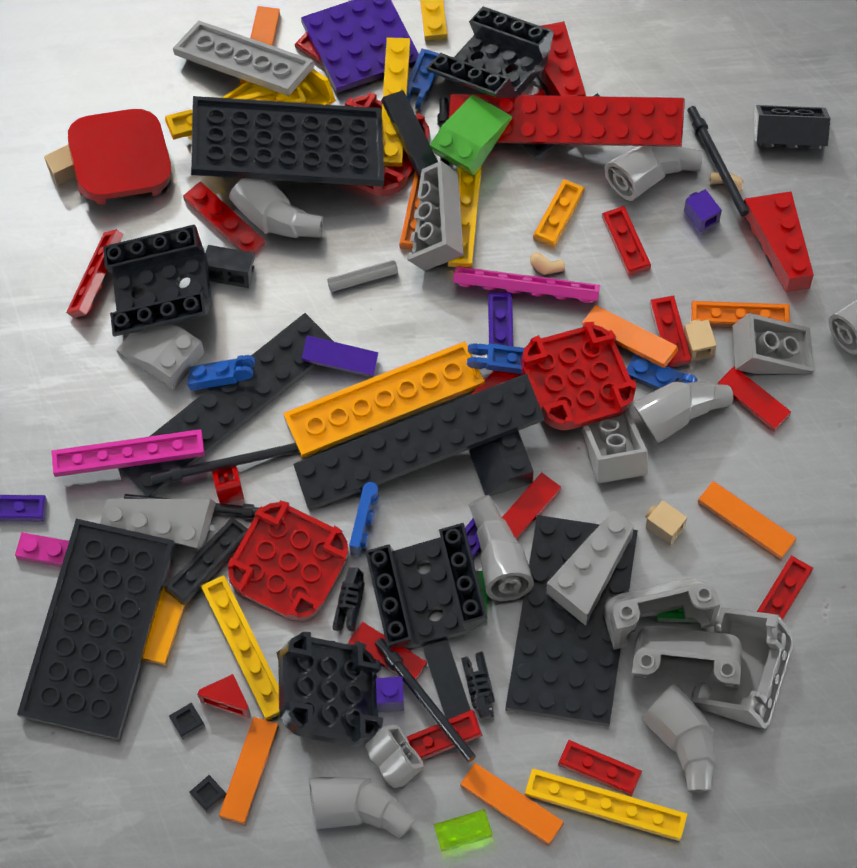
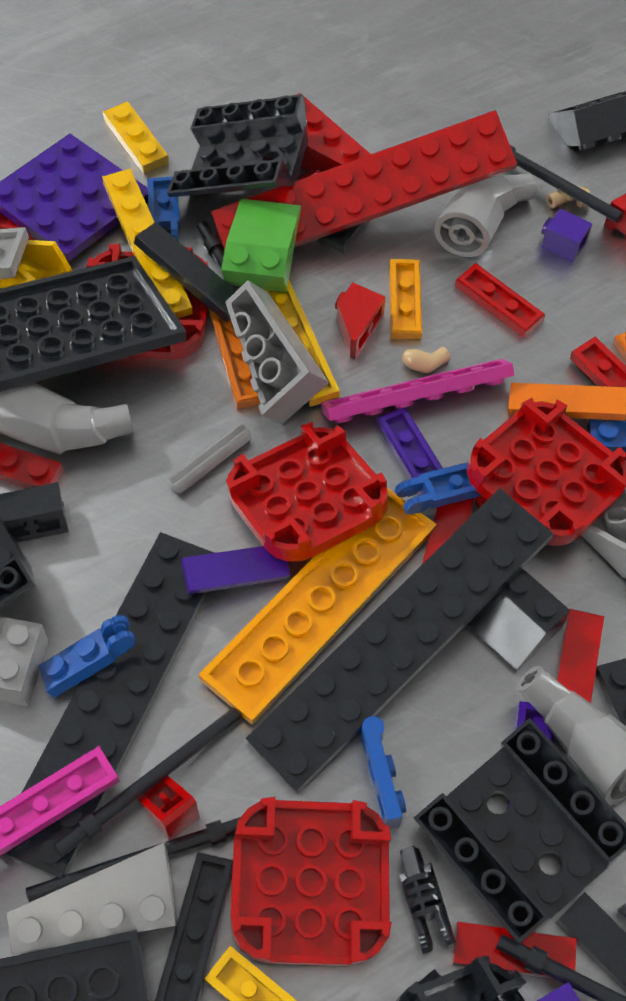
camera: 30 degrees left, 5 degrees down
(411, 325) = (307, 493): none -> red tile
(515, 214) = (358, 316): none -> red slope

